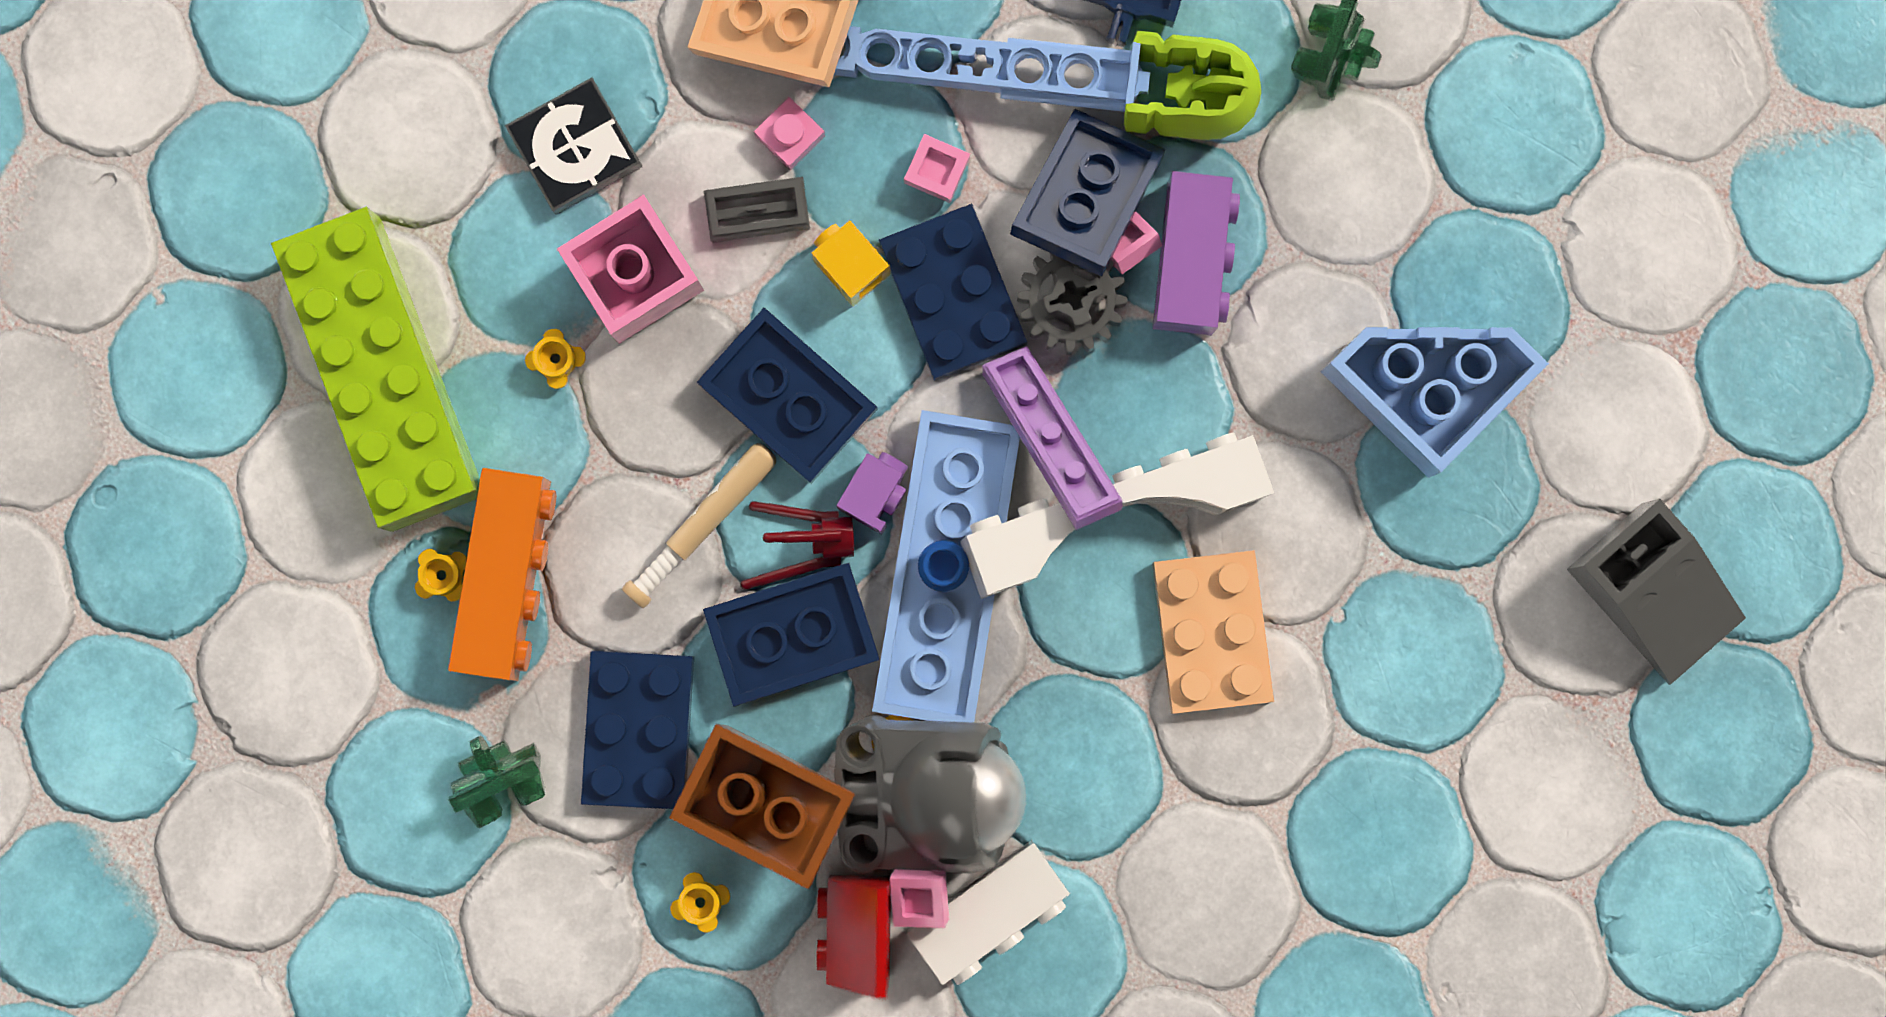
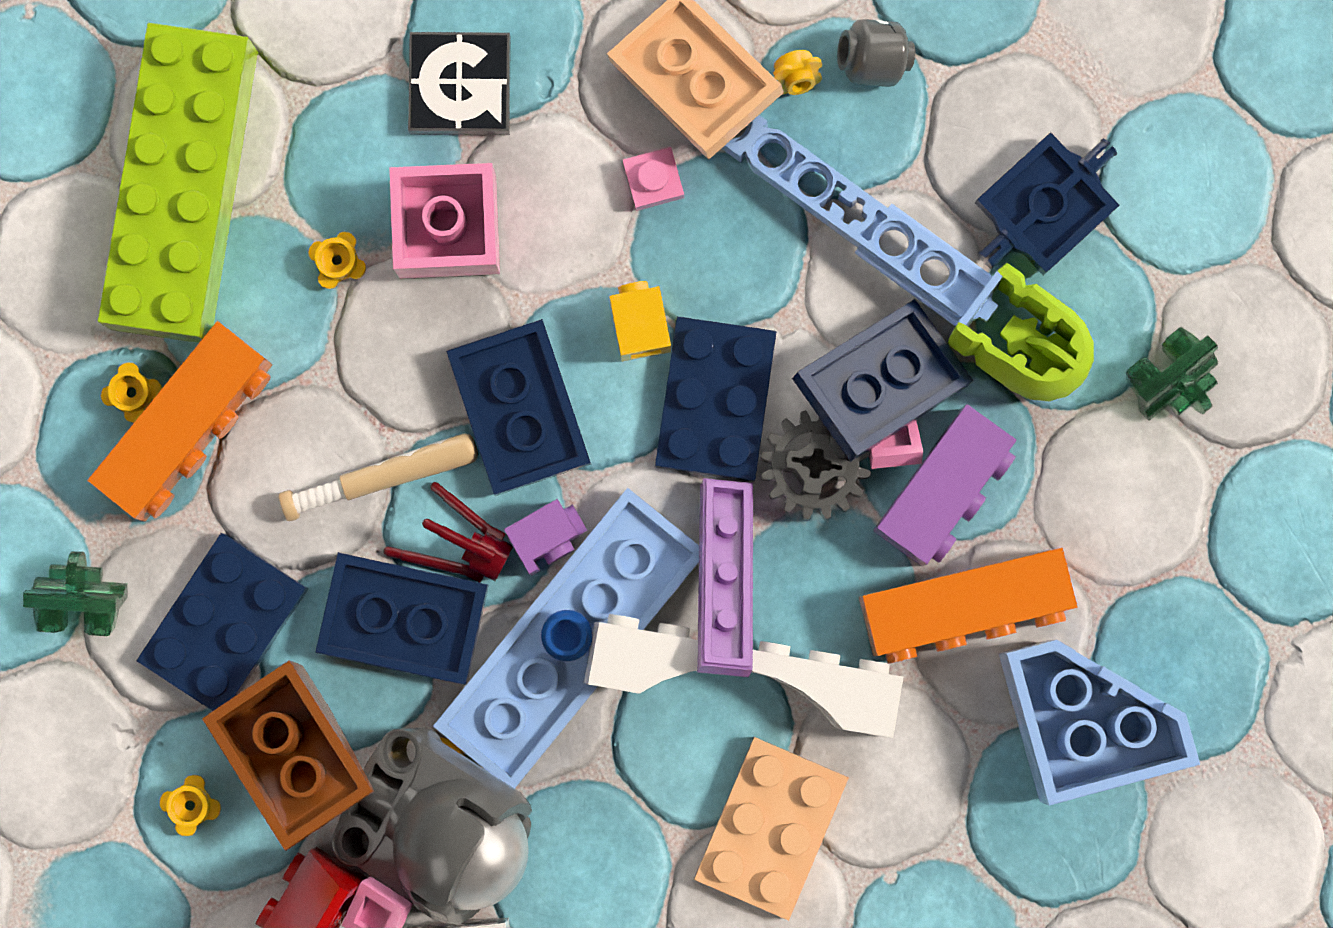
camera: 30 degrees right, 0 degrees up
(758, 228) = (625, 245): dark grey tile -> none
(937, 168) = (763, 282): bright pink plate -> none
(1269, 342) = (967, 603): none -> orange brick

